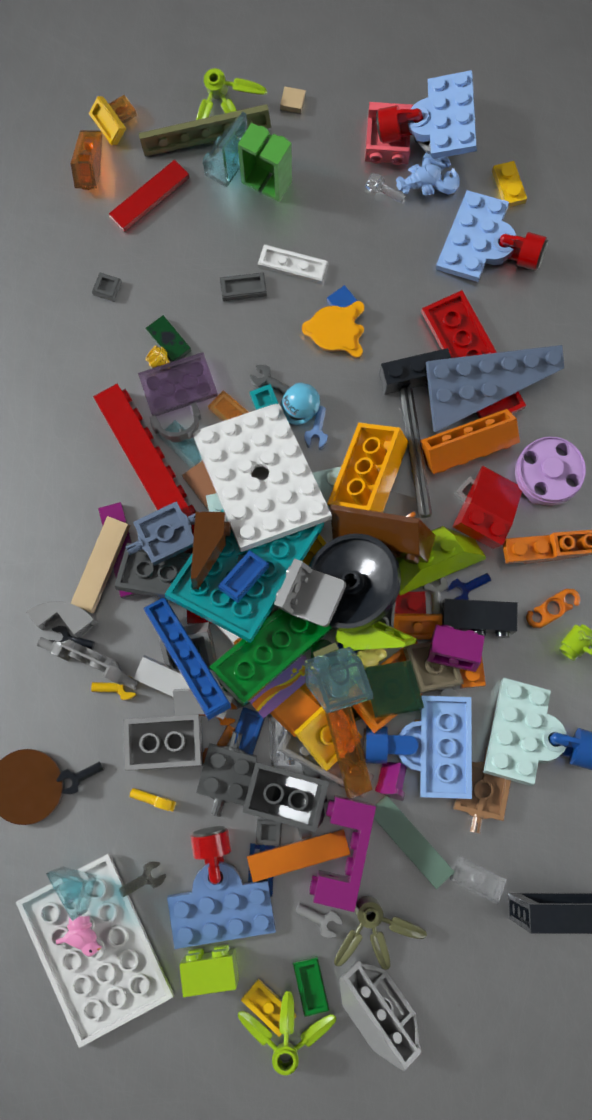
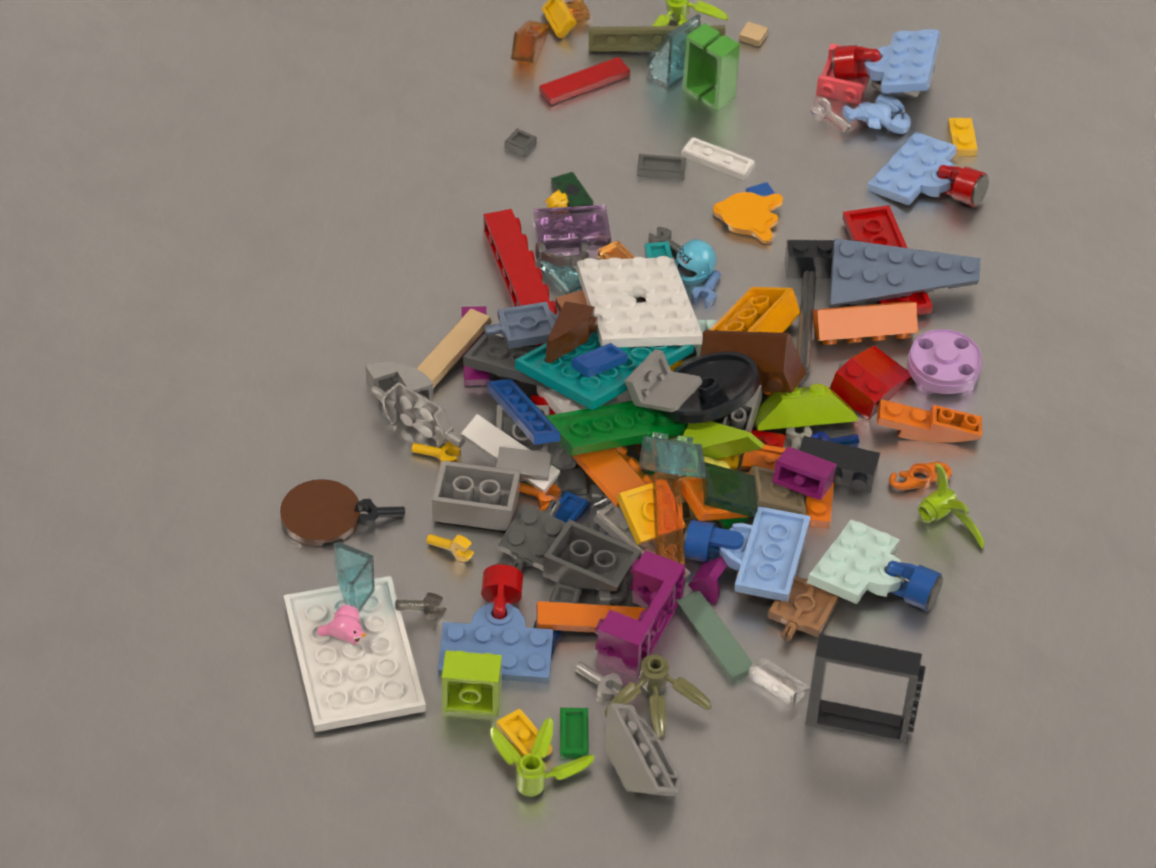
camera: 10 degrees right, 30 degrees down
(280, 688) = (611, 463): medium lavender sticker -> none

